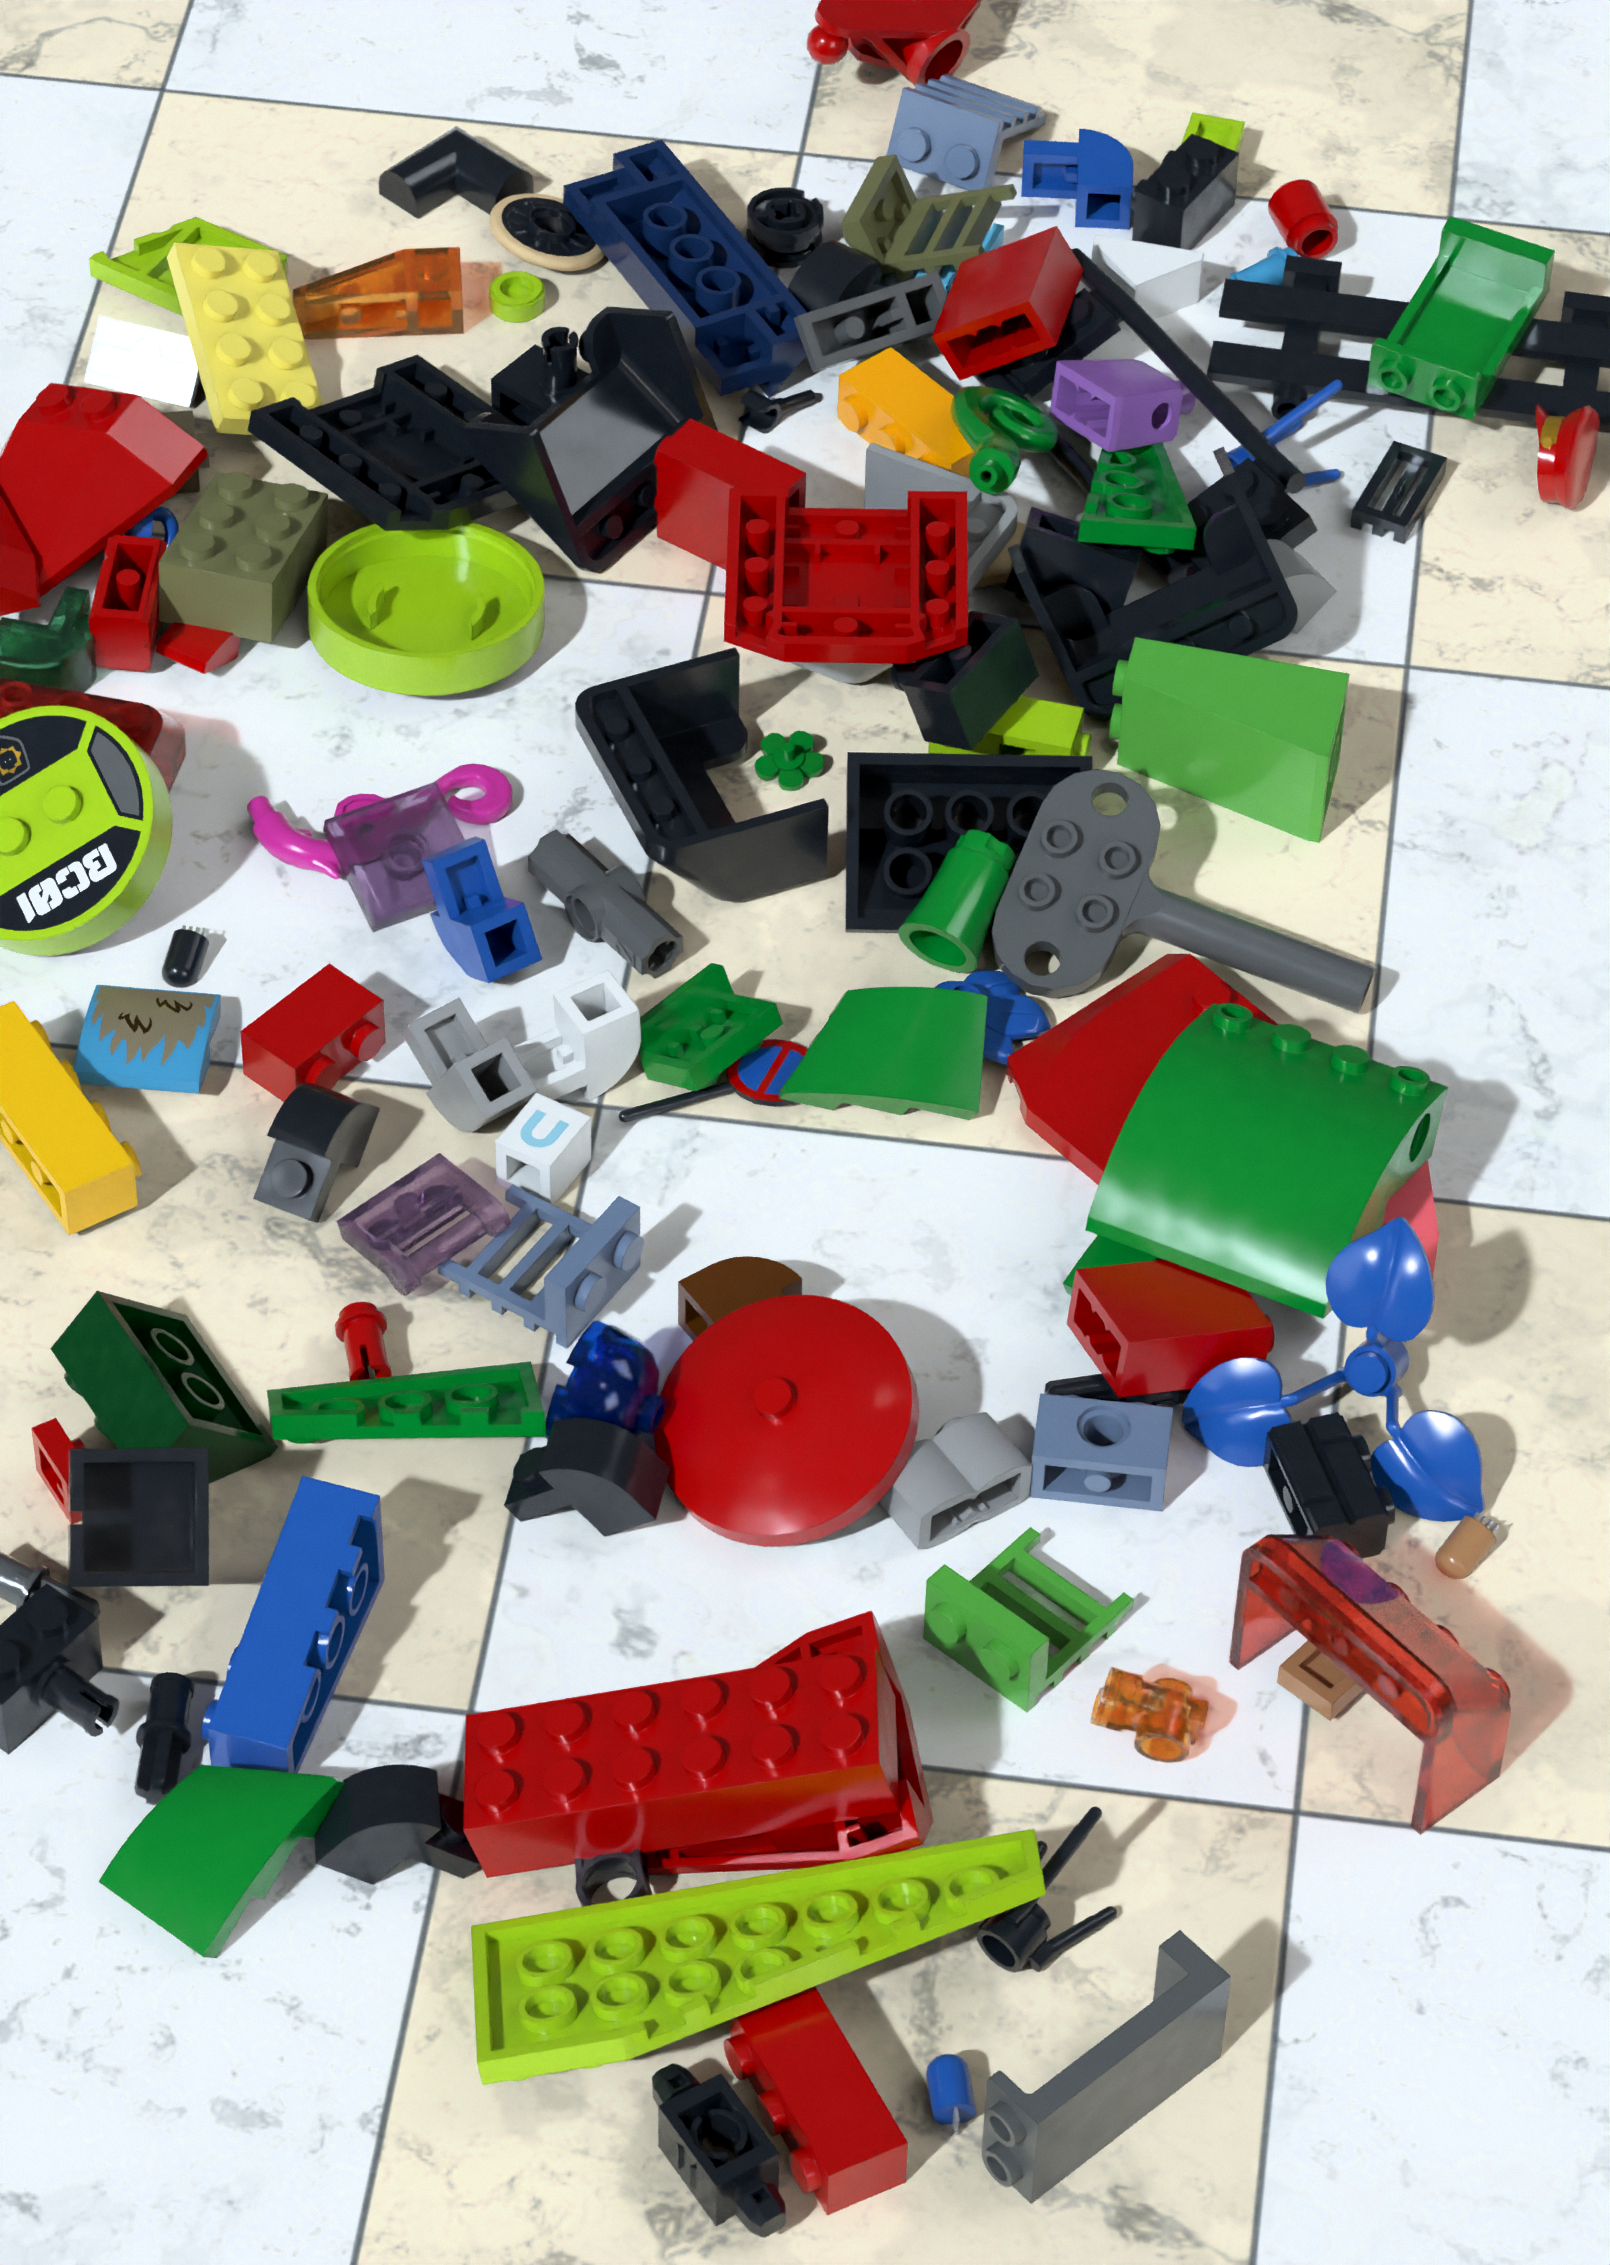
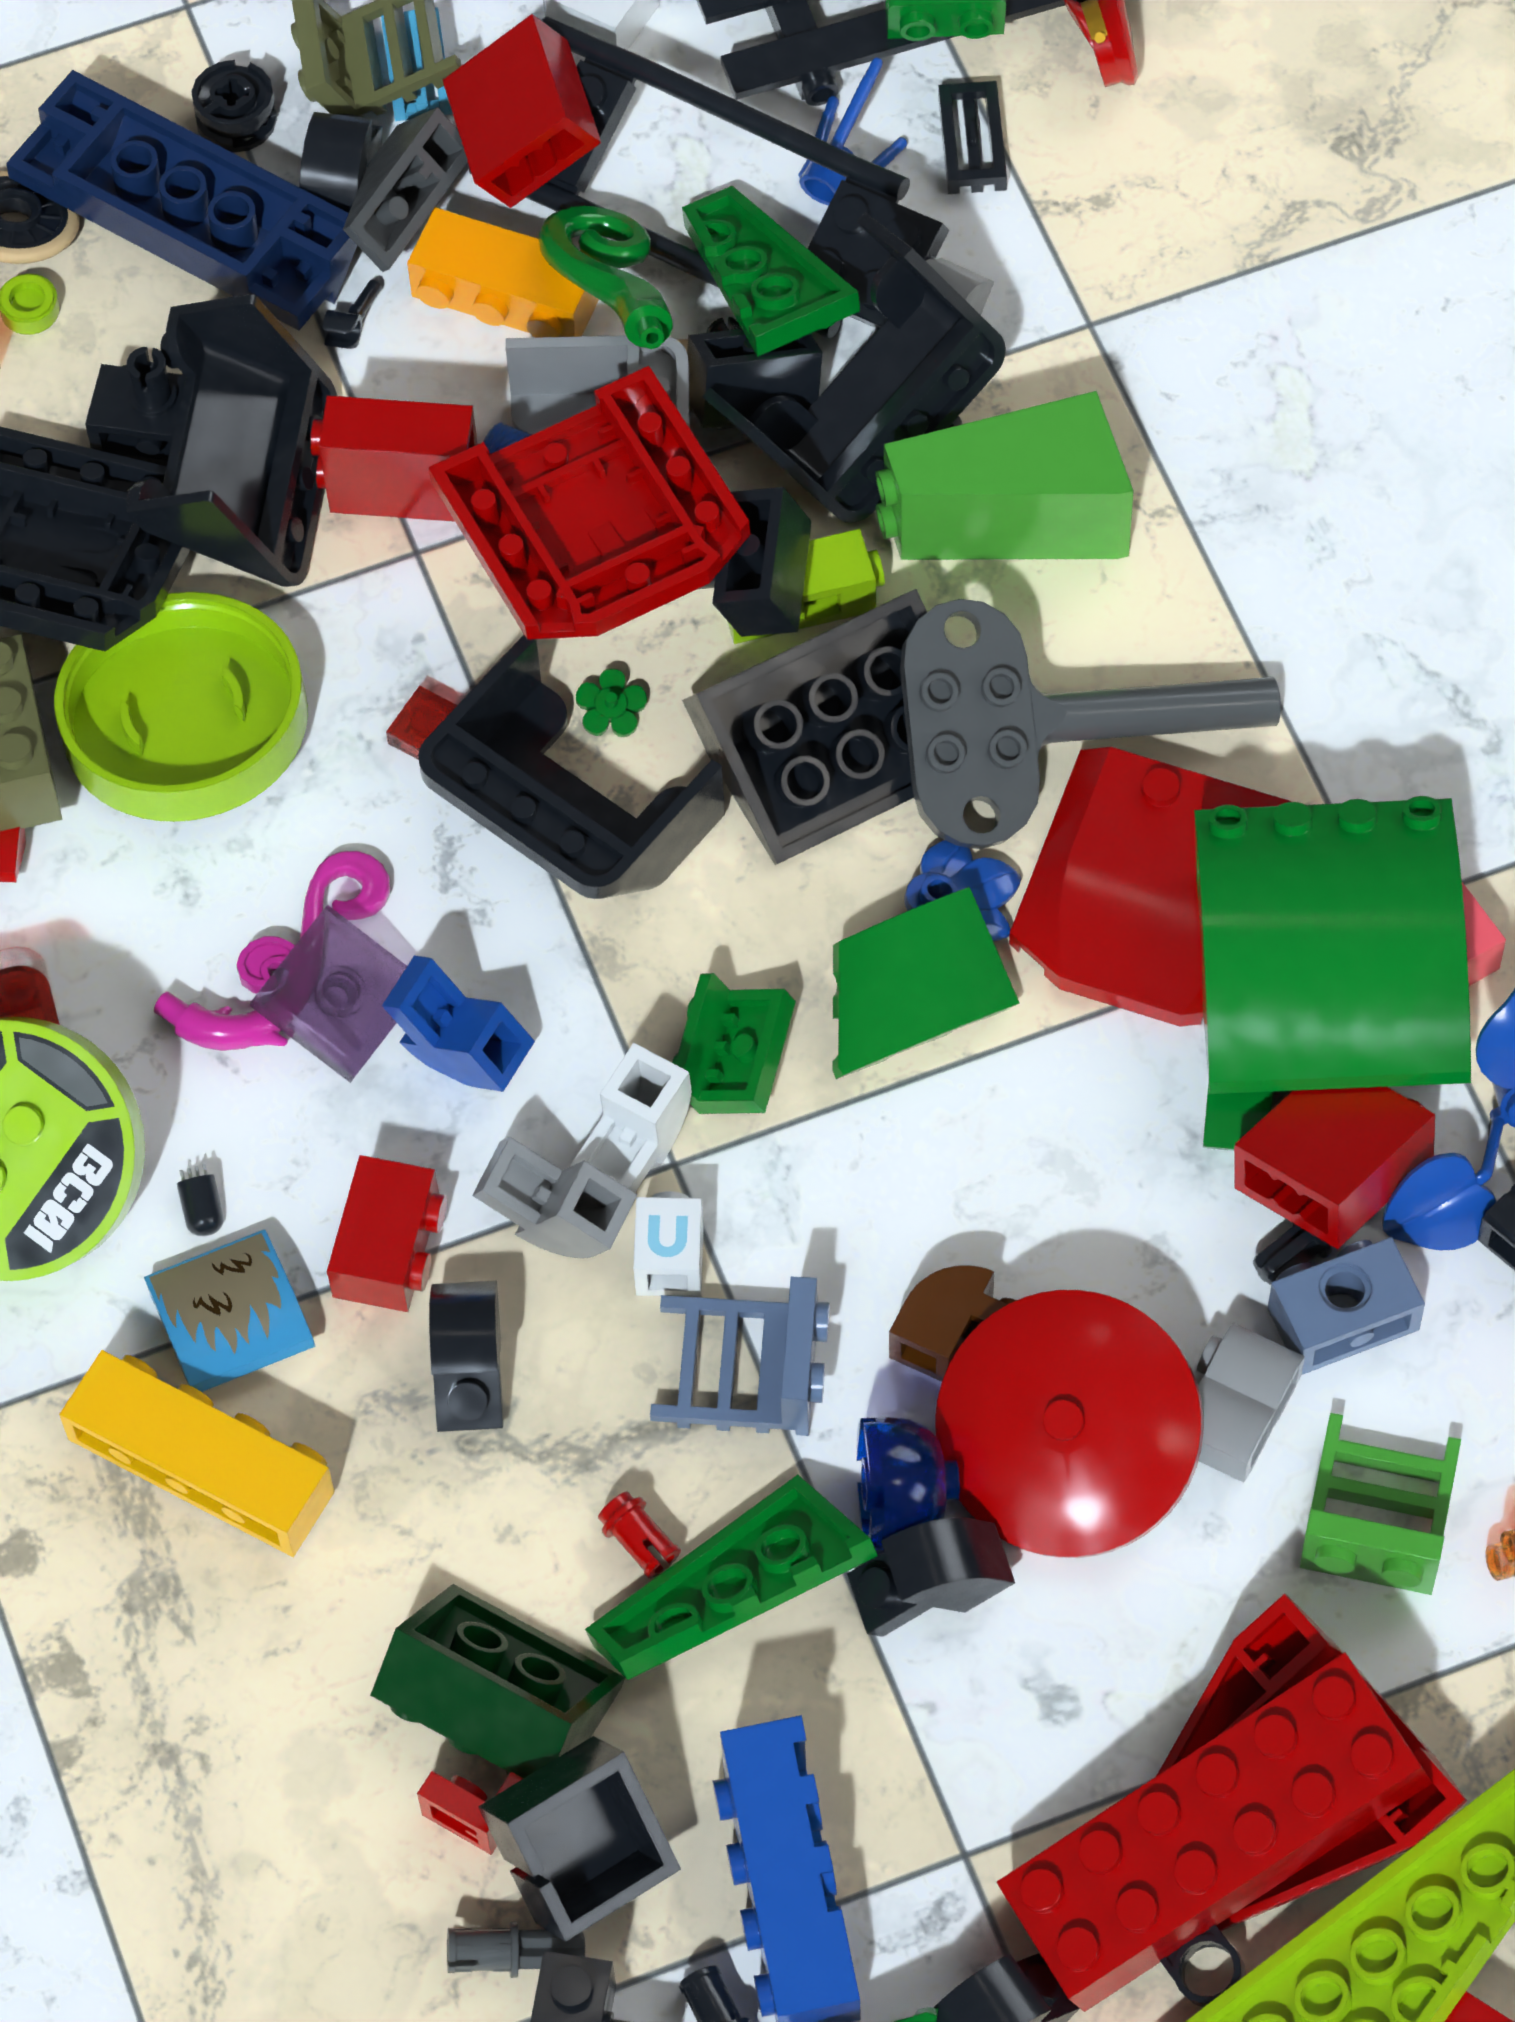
camera: 25 degrees left, 15 degrees up
(414, 1210) = (593, 1376): clear purple plate -> none
(605, 904) = (552, 951): dark grey piece -> none
(752, 1077) = (802, 1068): piece -> none
(960, 903) = (879, 794): green plant -> none
(1119, 402) = (676, 168): medium lavender torso -> none

